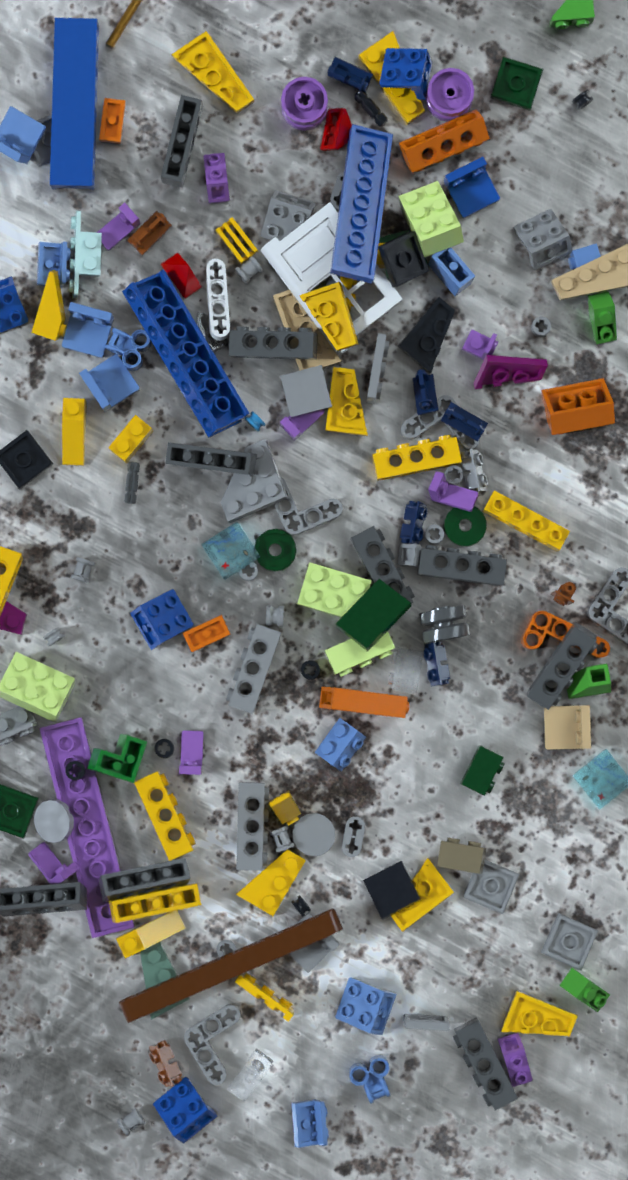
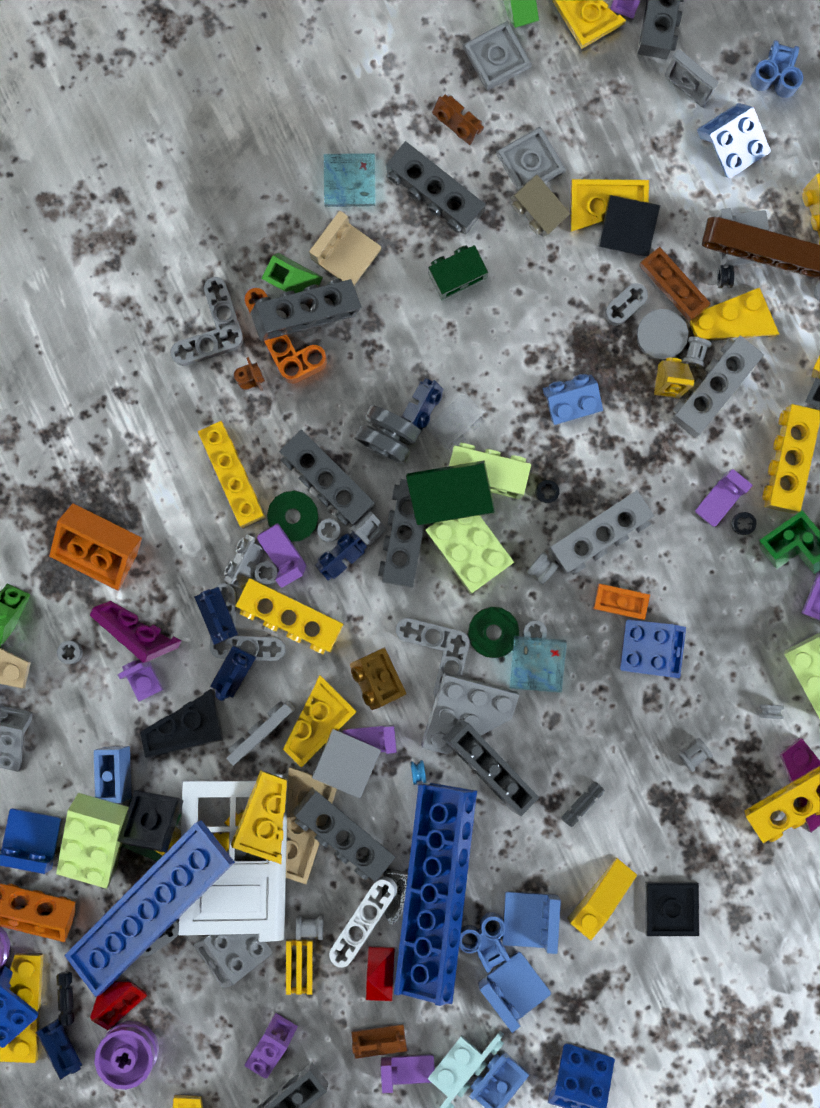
camera: 140 degrees left, 0 degrees up
(51, 313) = (538, 1035): yellow slope -> none
(131, 439) = (553, 848): yellow brick -> none
(327, 461) = (377, 679): none -> pearl gold bracket
(331, 874) = (674, 284): none -> dark orange plate
(363, 702) = (521, 420): orange slope -> none
(572, 876) = (449, 113): none -> dark orange hinge
(574, 822) = (408, 159): none -> dark grey brick

